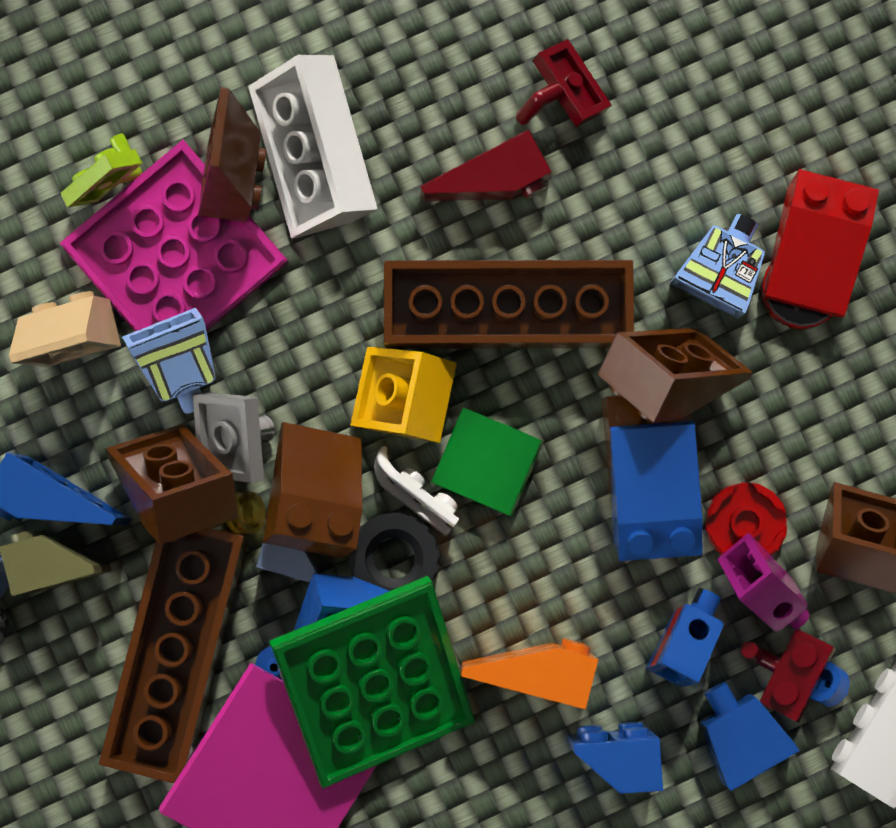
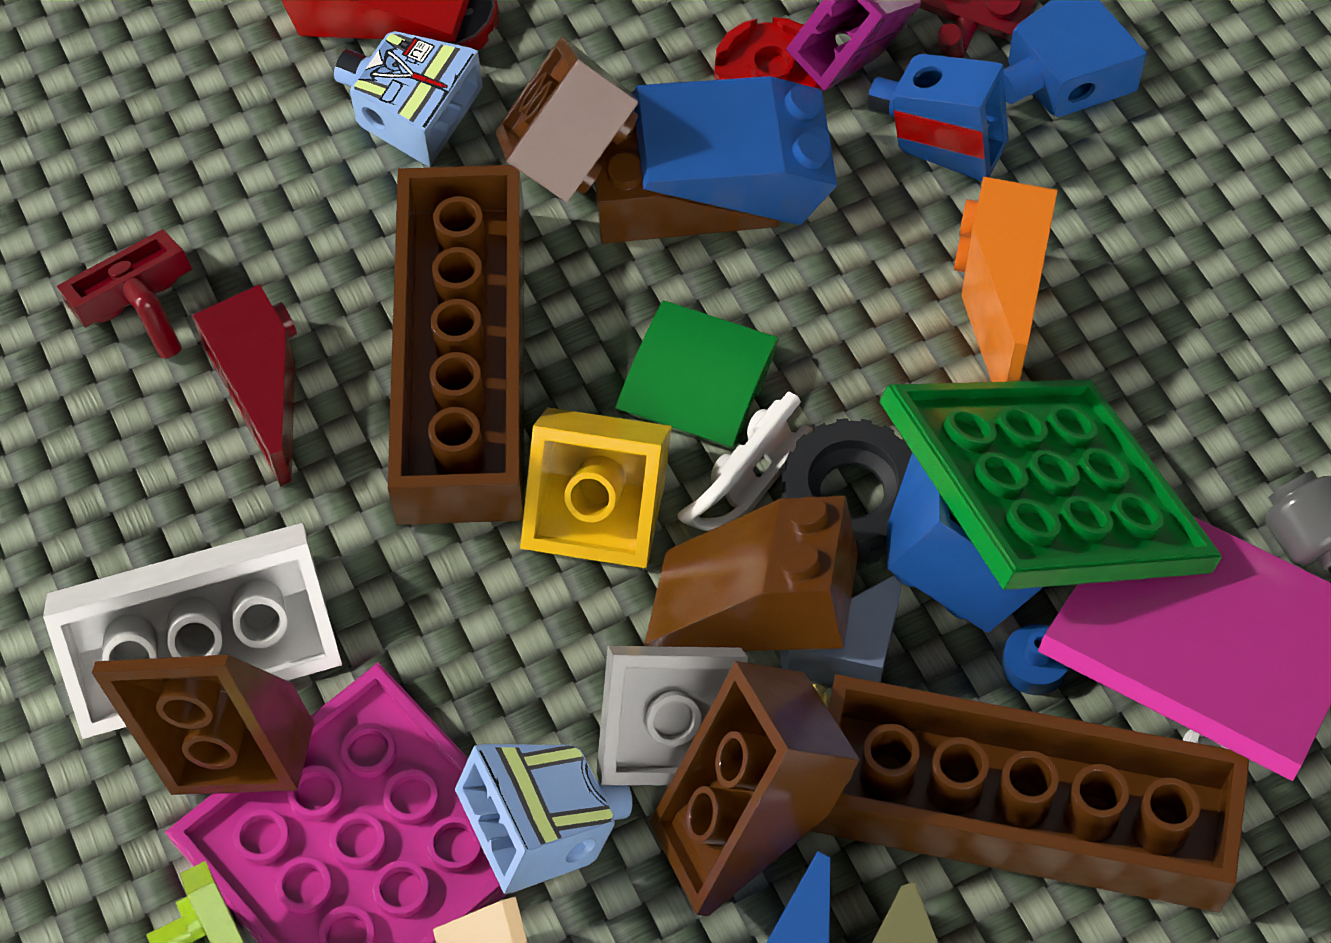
camera: 90 degrees left, 25 degrees down
(623, 758) = (1116, 174): blue slope -> none

